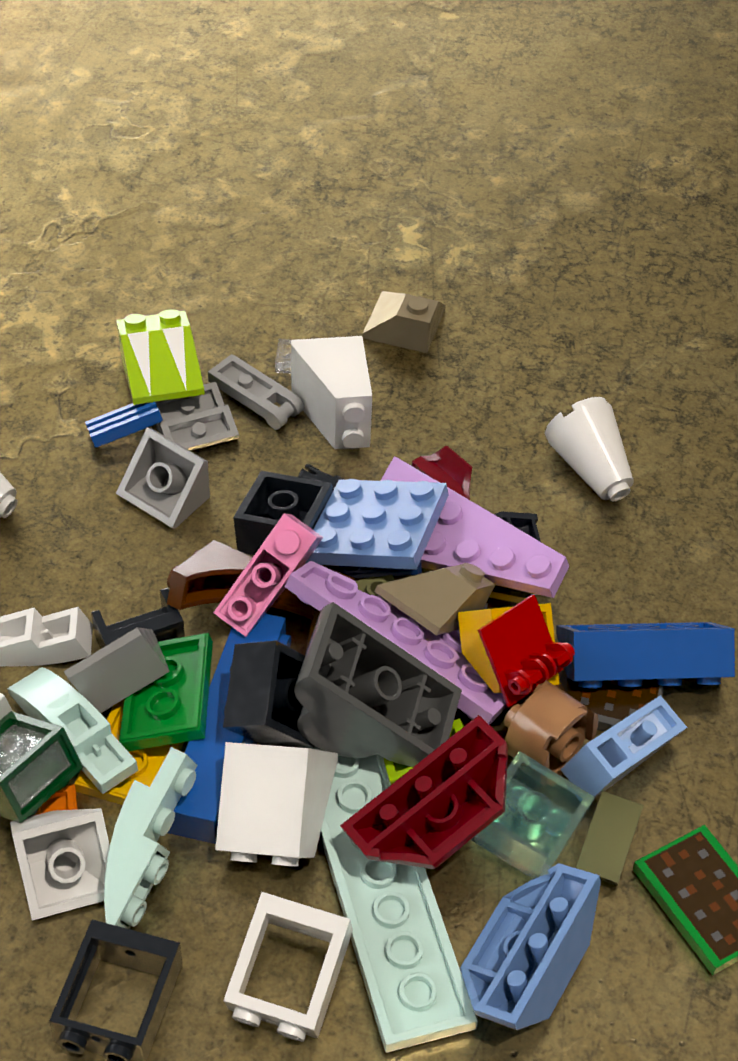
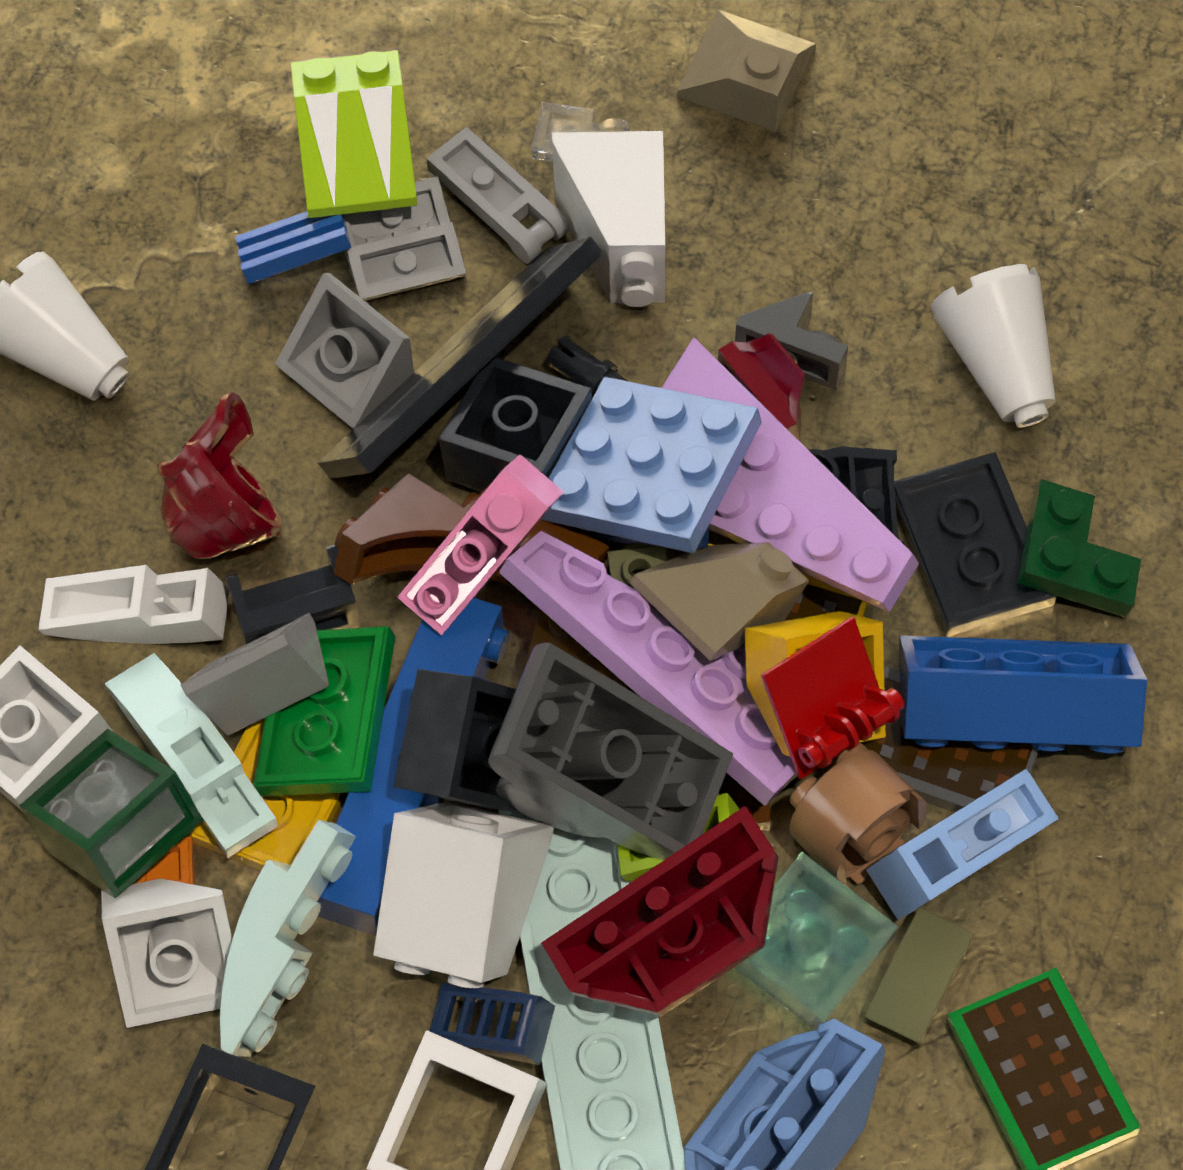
camera: 10 degrees right, 15 degrees up
(75, 564) = (210, 496): none -> dark red head
(239, 478) = (460, 359): none -> black tile
(335, 874) = (530, 1031): none -> dark blue slope
(482, 462) = (815, 352): none -> dark grey slope
(600, 573) = (968, 543): none -> black tile
(656, 573) = (1064, 563): none -> dark green plate

